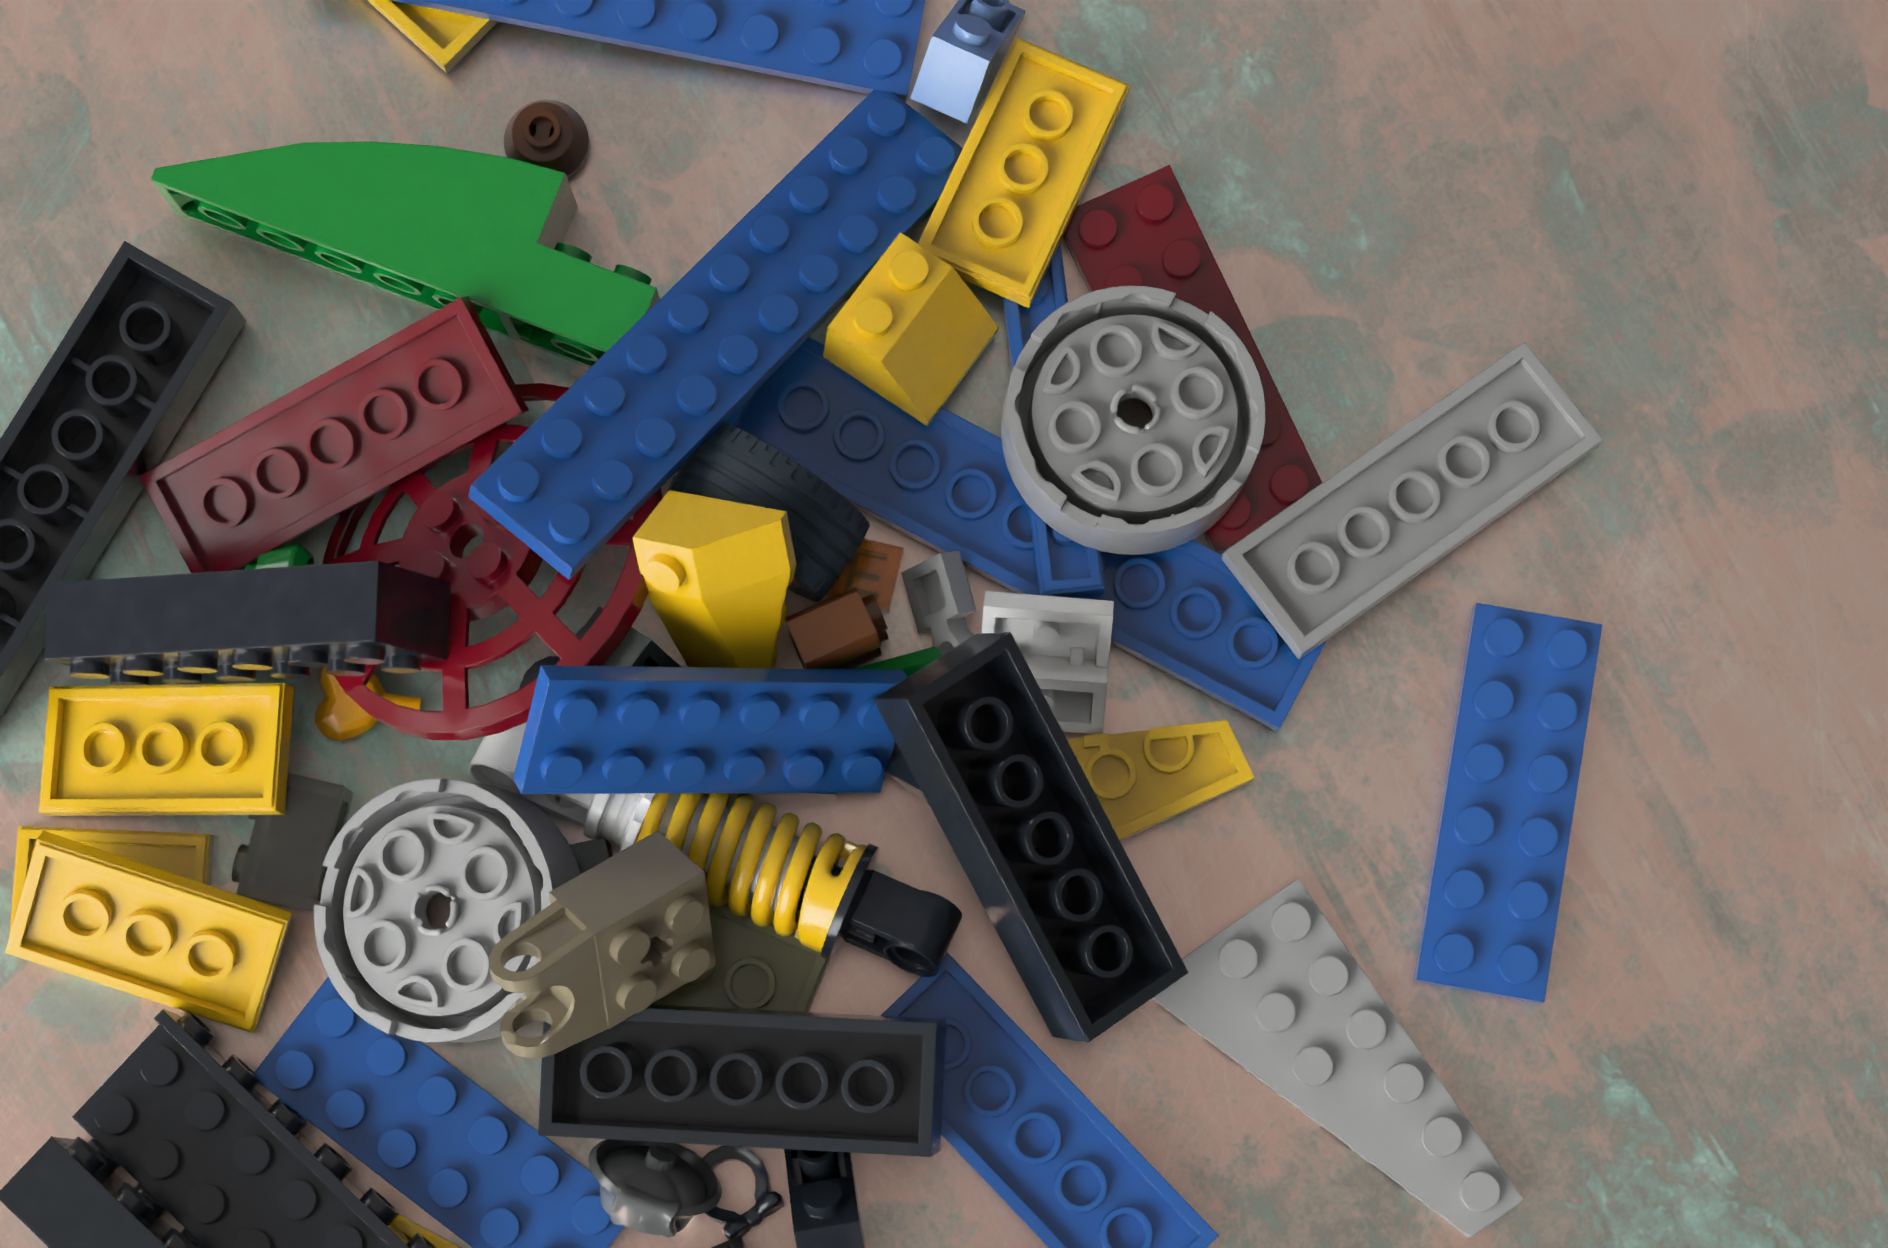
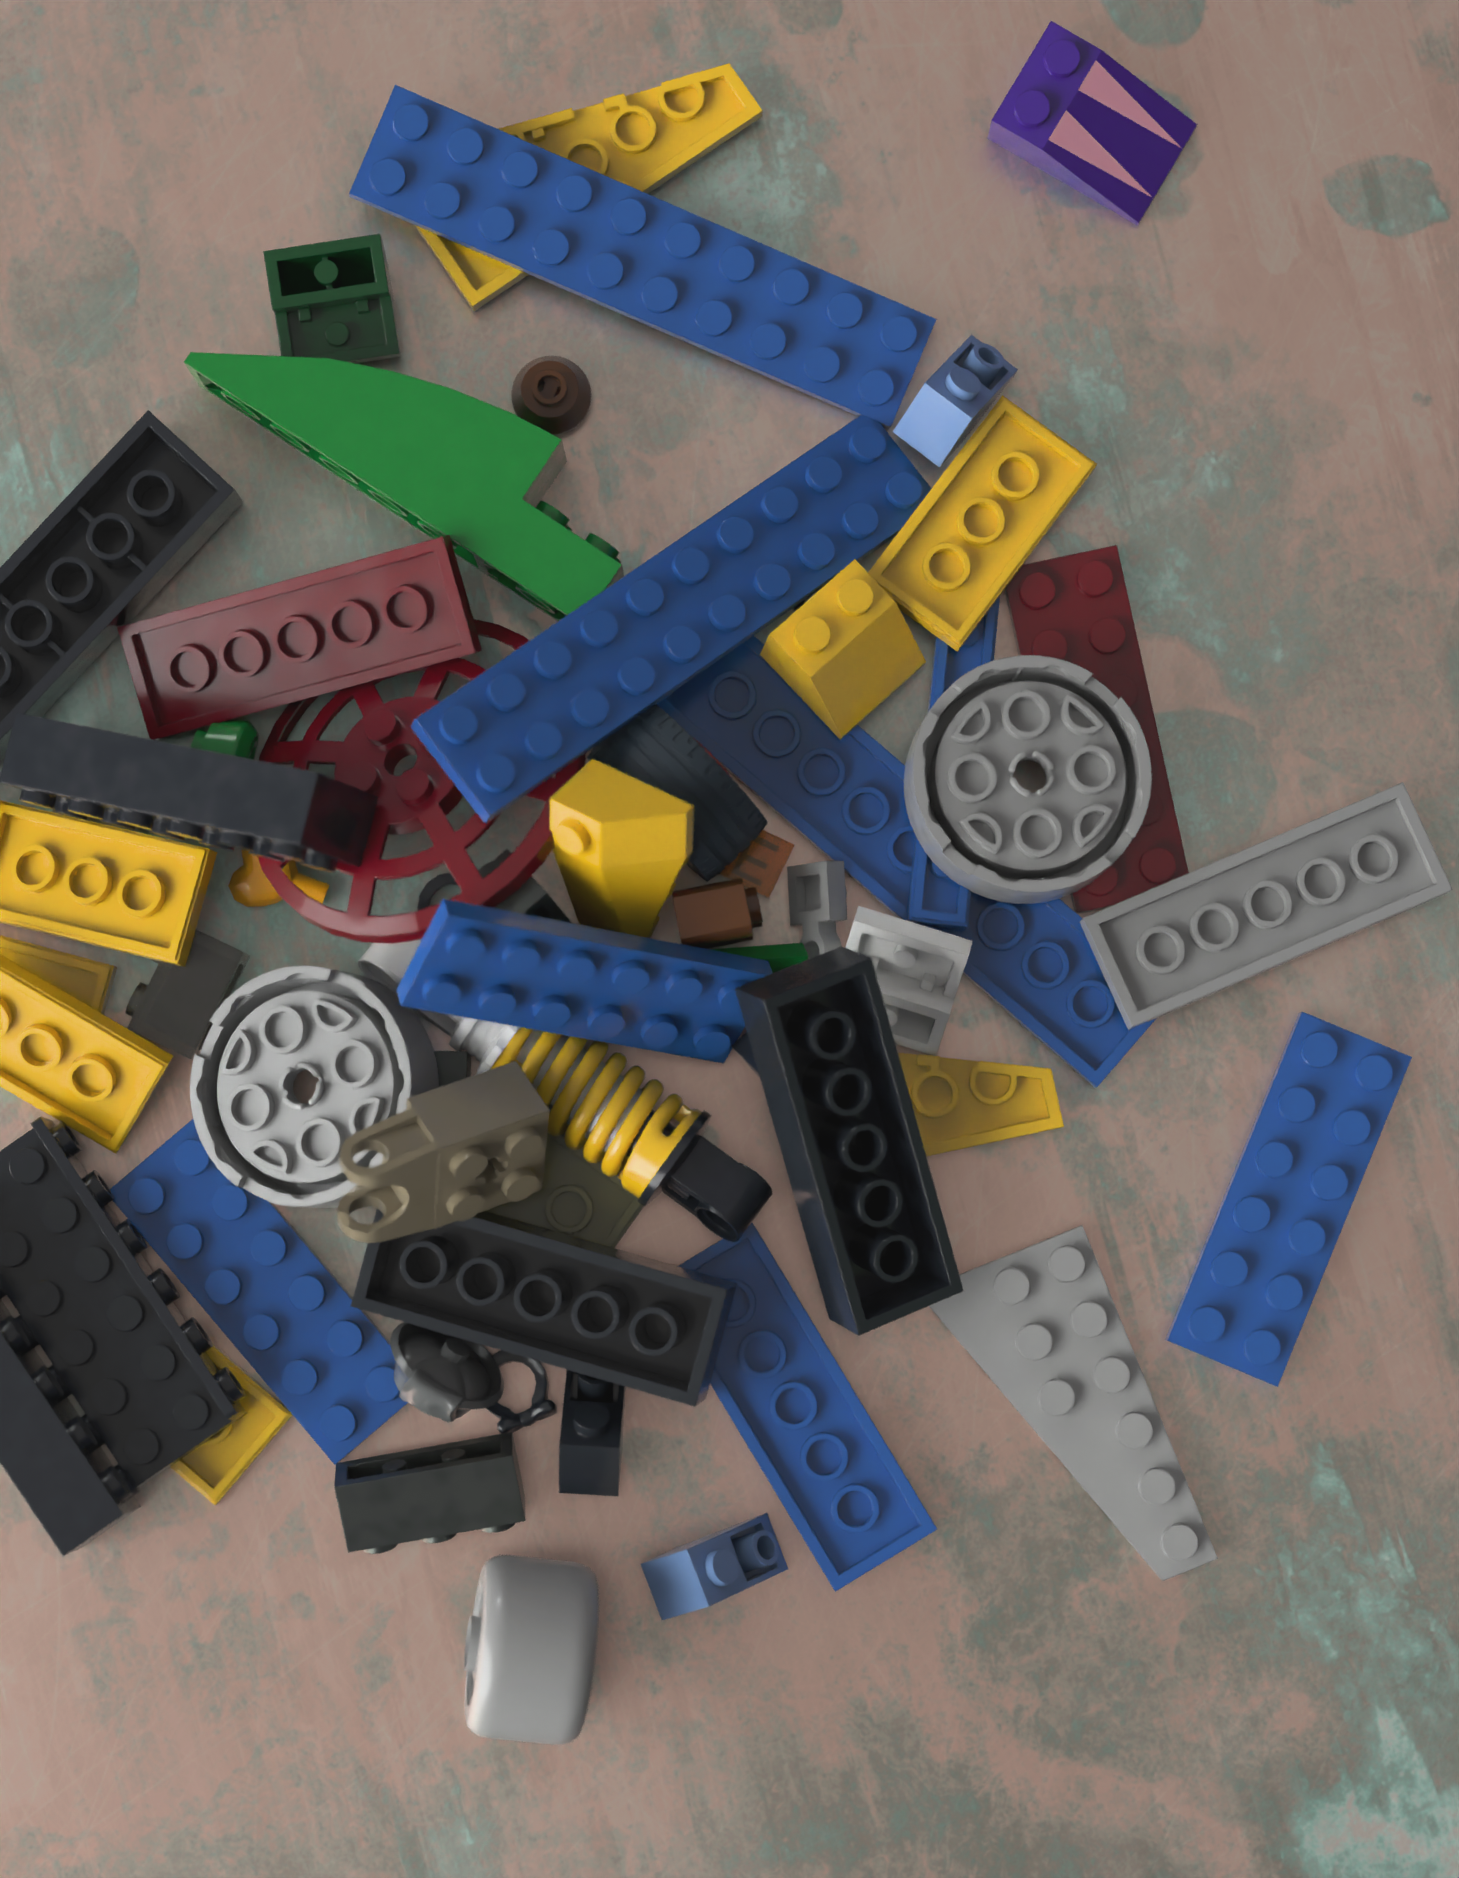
camera: 15 degrees right, 5 degrees up
(296, 86) = (334, 300): none -> dark green brick

